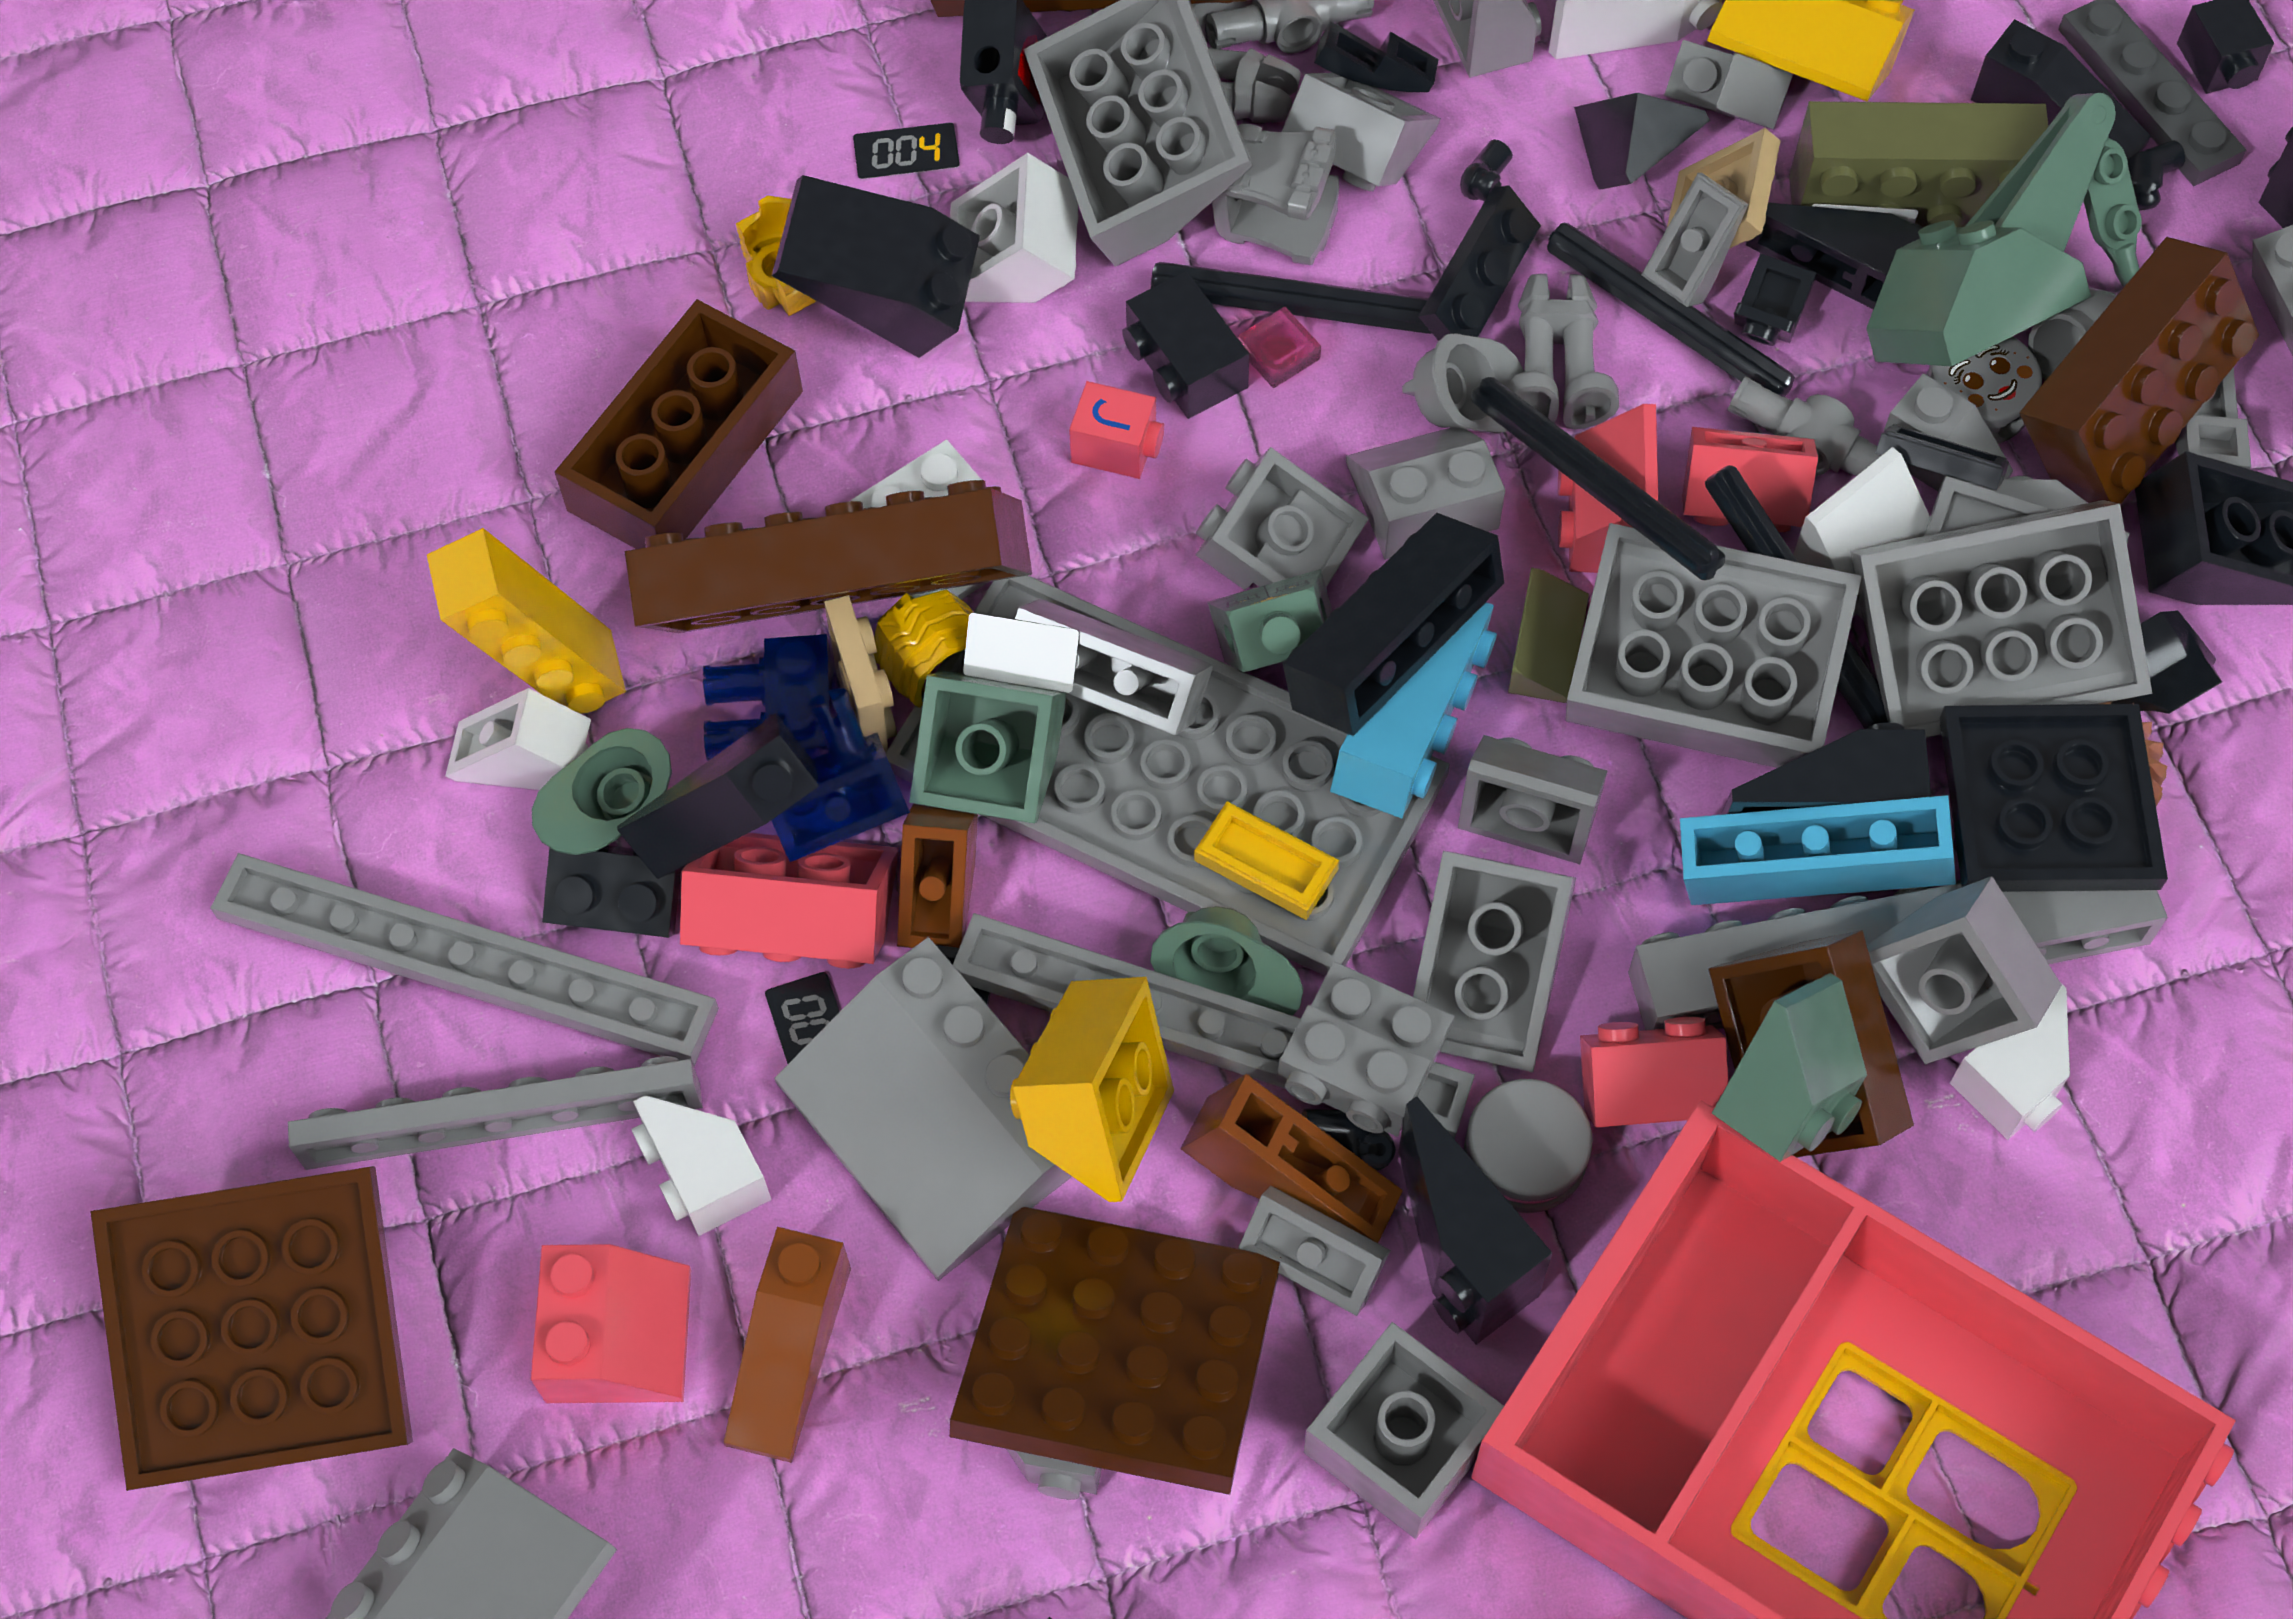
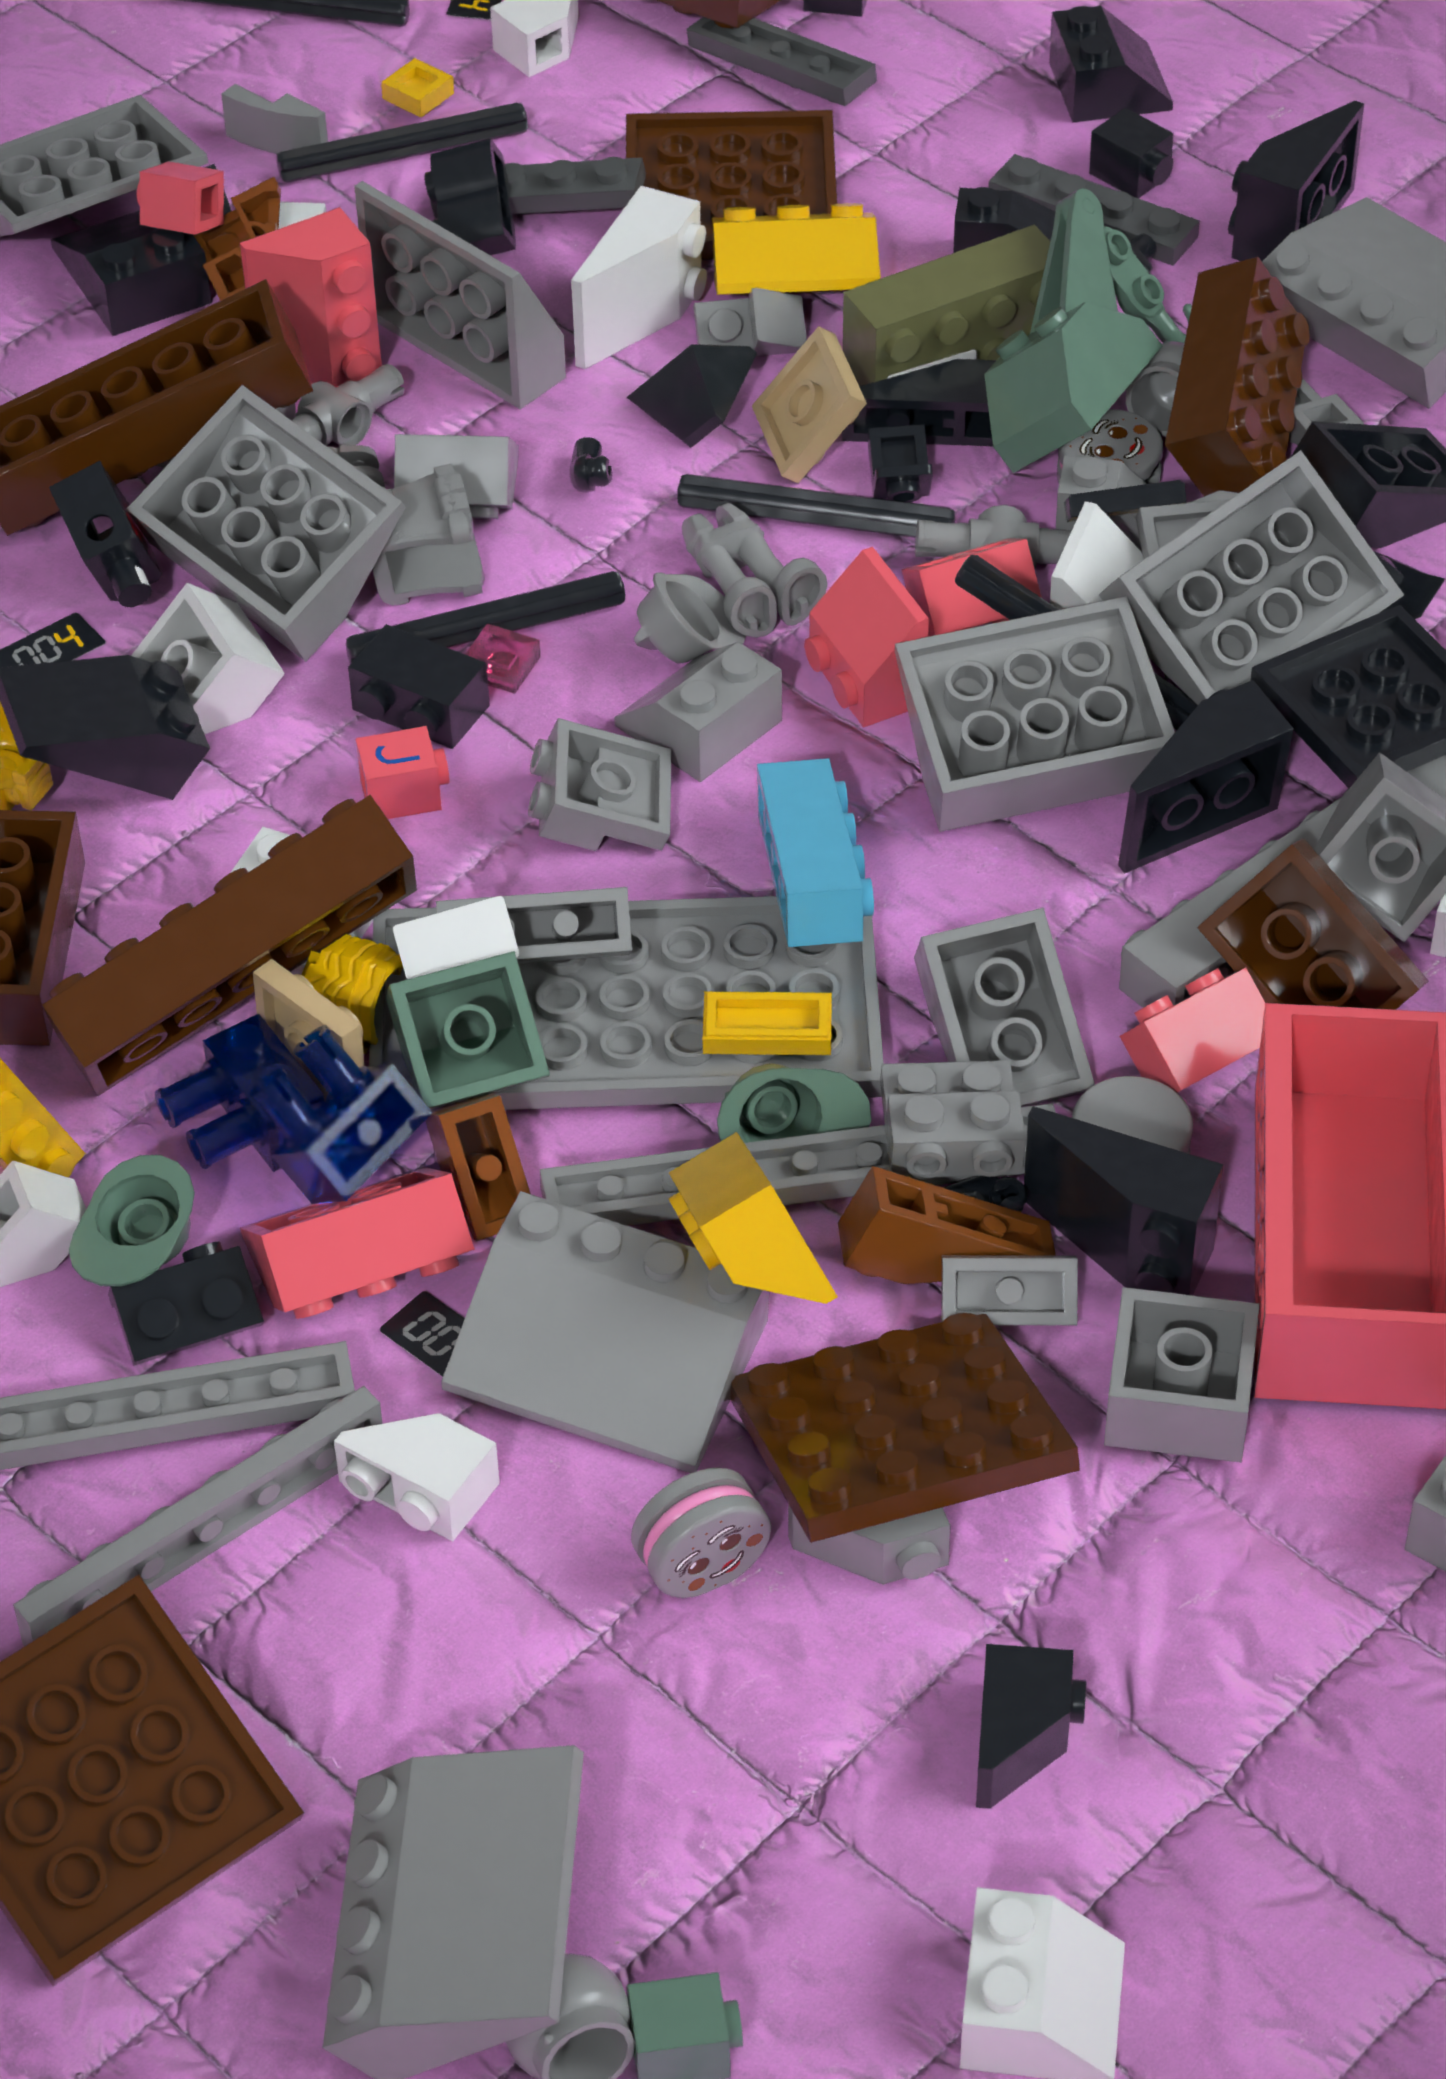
camera: 30 degrees left, 15 degrees down
(610, 1326) = (425, 1635): coral slope -> none
(722, 799) = (267, 1156): black slope -> none
(786, 1342) = (599, 1569): dark orange slope -> none
(882, 1360) = (700, 1532): none -> light grey head
(1269, 620) = (652, 842): sand green torso -> none
(1391, 67) = (446, 417): black slope -> none
(1393, 623) = (765, 788): black brick -> none
(1481, 266) = (635, 529): black plate -> none
(1531, 798) = (956, 885): light grey slope -> none
(1548, 638) = (881, 777): olive slope -> none
(1599, 479) = (860, 618): black axle -> none
(1696, 242) = (813, 433): light grey slope -> none
(1797, 1072) = (1329, 947): sand green slope -> none
(1818, 850) = (1221, 815): medium azure brick -> none

